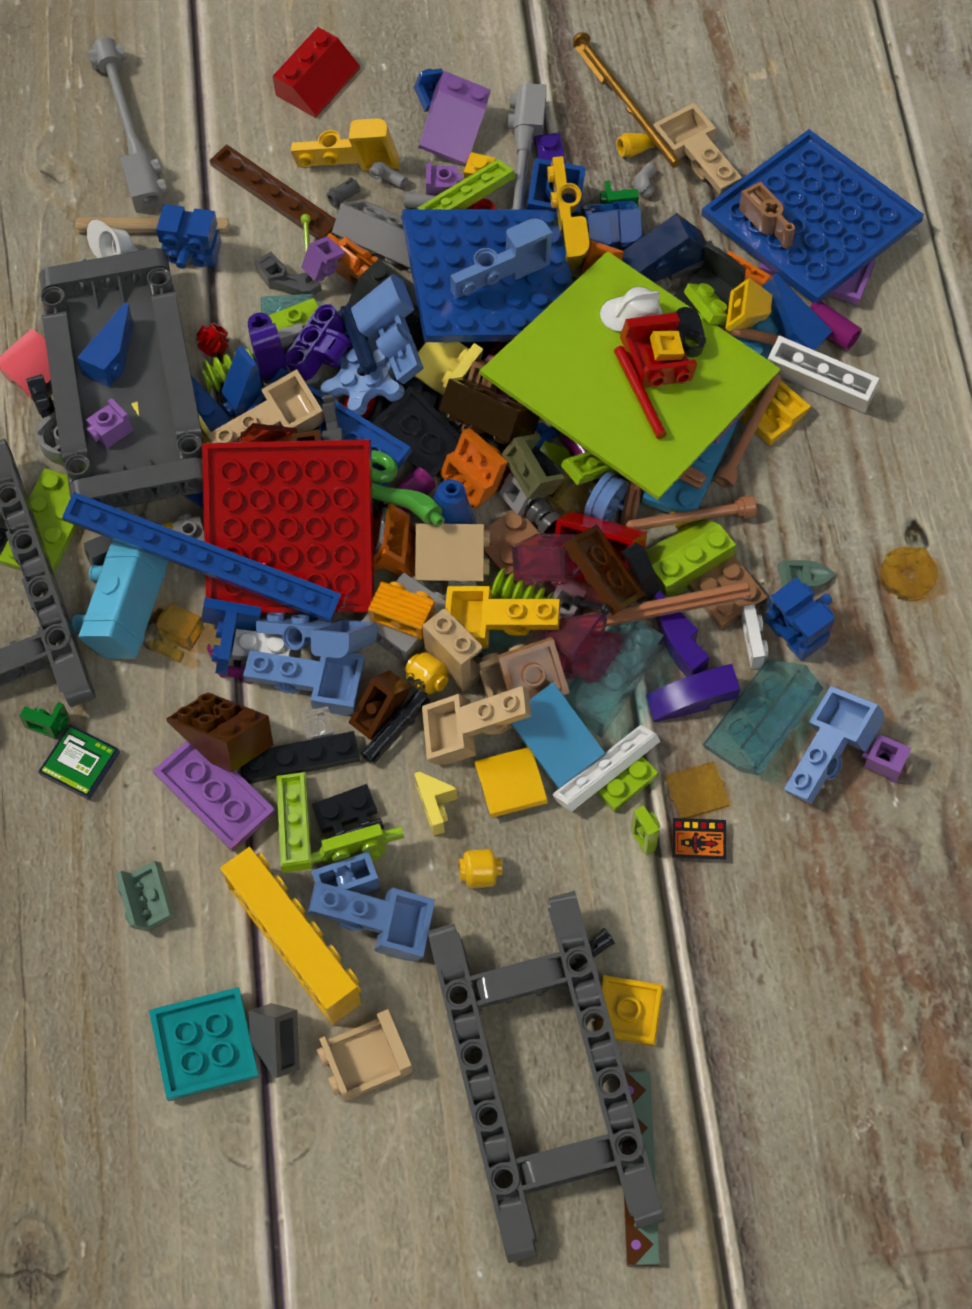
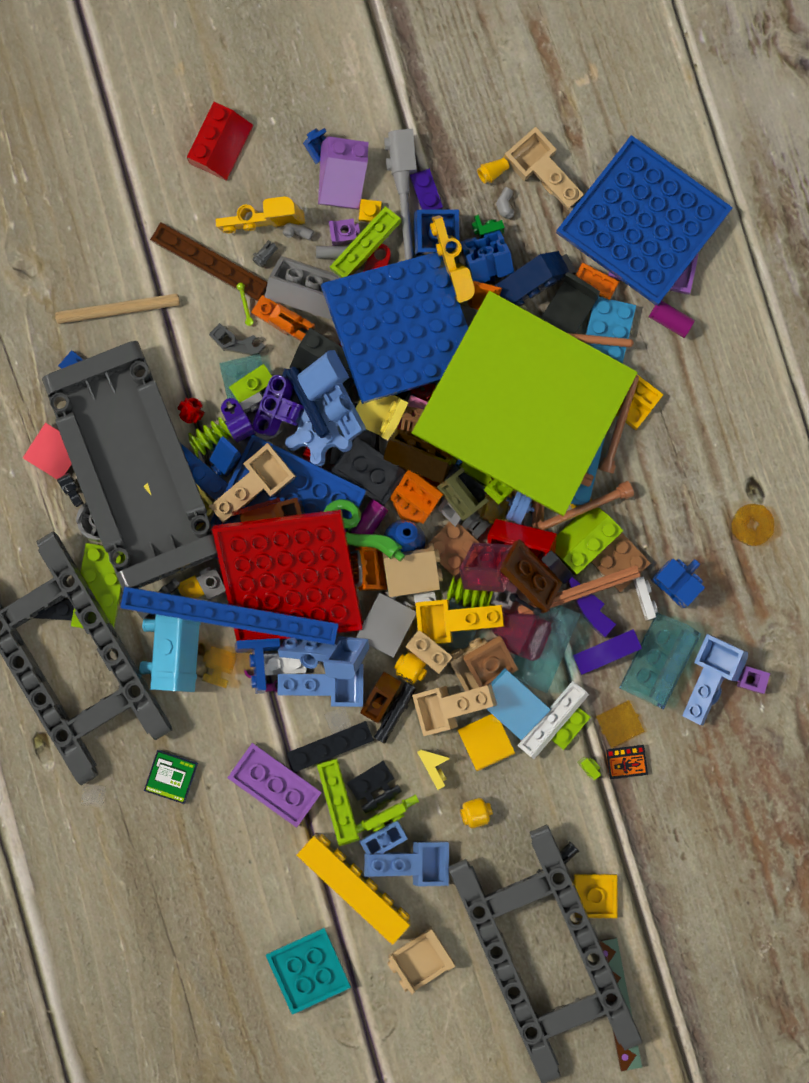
camera: 10 degrees left, 20 degrees up
(44, 723) = (135, 751): green bracket -> none
(107, 353) = (115, 448): blue slope -> none
(108, 241) = (91, 337): white piece -> none
(109, 424) = (140, 513): medium lavender brick -> none
(137, 166) = (95, 258): light grey bar -> none
(146, 897) = (244, 873): sand green bracket -> none
(189, 236) = (152, 322): blue brick -> none
(223, 730) = (270, 739): reddish brown slope -> none
(276, 1037) = (357, 960): dark grey slope -> none
(322, 258) = (264, 328): medium lavender brick -> none
(333, 431) = (307, 495): dark grey piece -> none
(401, 609) = (385, 627): light orange brick -> none
(526, 252) = (423, 315): medium blue plate -> none
(604, 74) = (457, 106): pearl gold bar -> none
(634, 304) = (517, 348): white piece -> none
(637, 343) = (543, 384): red panel -> none
(640, 392) = (535, 423): red bar -> none
(666, 345) = (550, 379): yellow plate -> none
(691, 328) = (563, 352): black piece -> none
(707, 303) = (574, 322): lime plate -> none
(747, 305) = (606, 323): yellow slope -> none
(766, 213) = (602, 225): medium nougat piece -> none
(794, 316) = (644, 325): blue slope -> none
(806, 571) = (675, 540): sand green plate -> none
(823, 374) = (669, 368): white brick -> none

